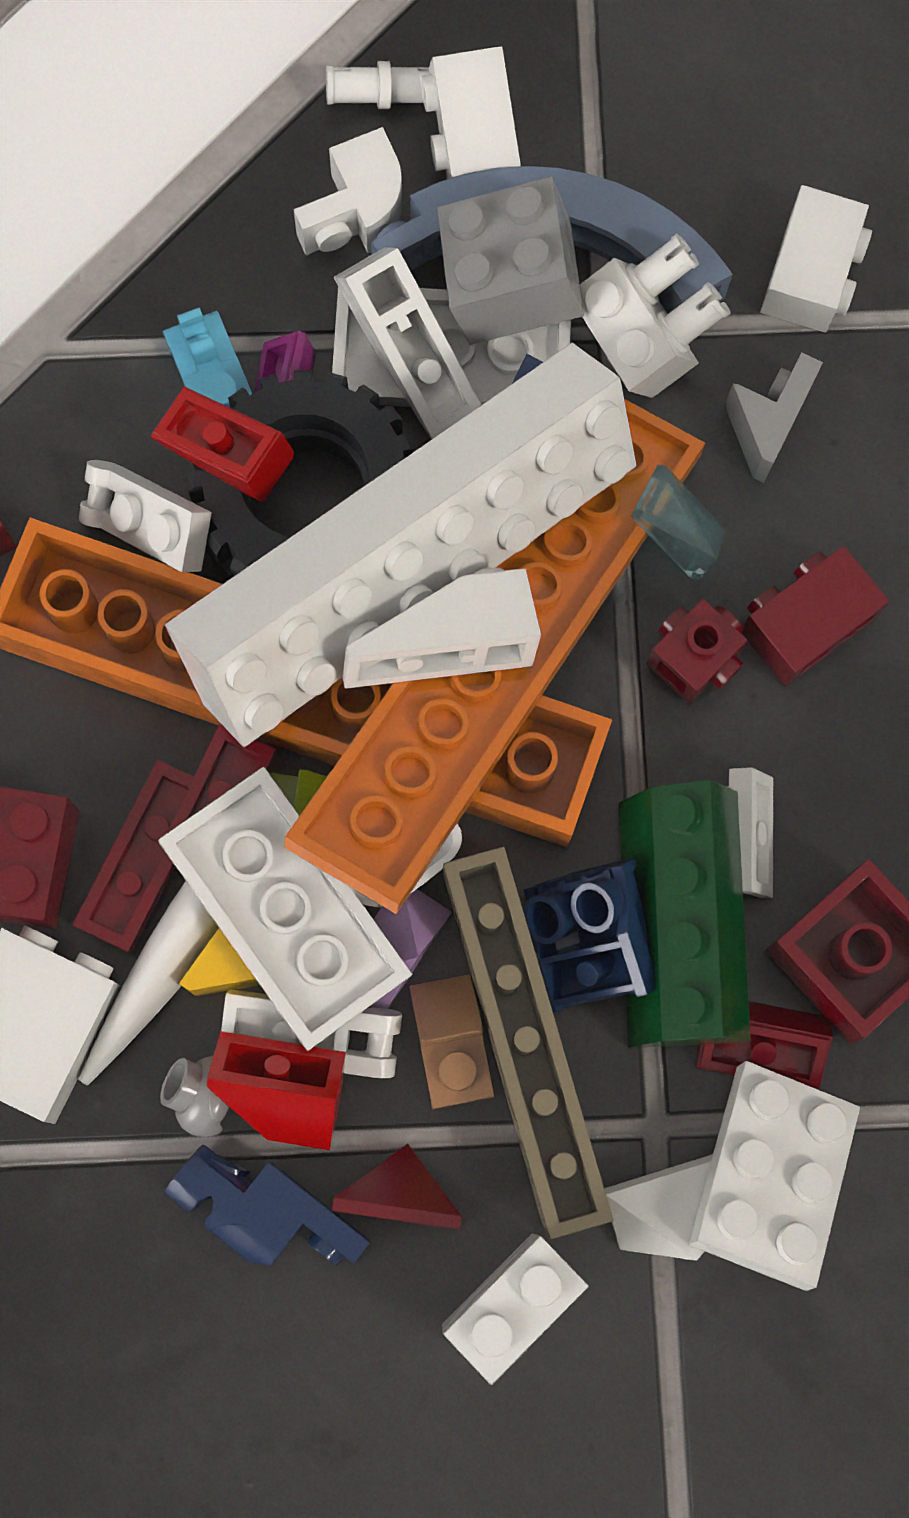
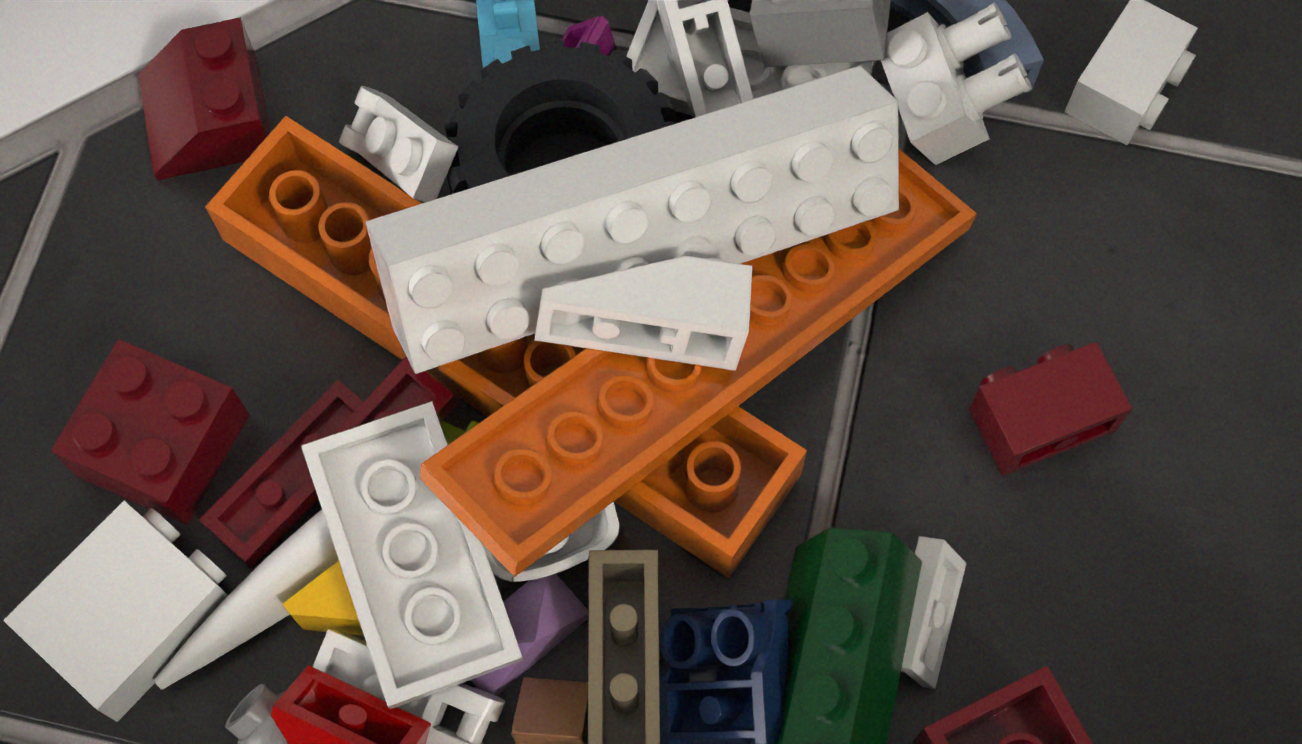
camera: 20 degrees right, 10 degrees down
(225, 443) = (493, 88): red slope -> none
(679, 523) = (929, 279): clear light blue slope -> none
(698, 649) = (917, 410): dark red brick -> none
(765, 421) = (1046, 209): light grey slope -> none

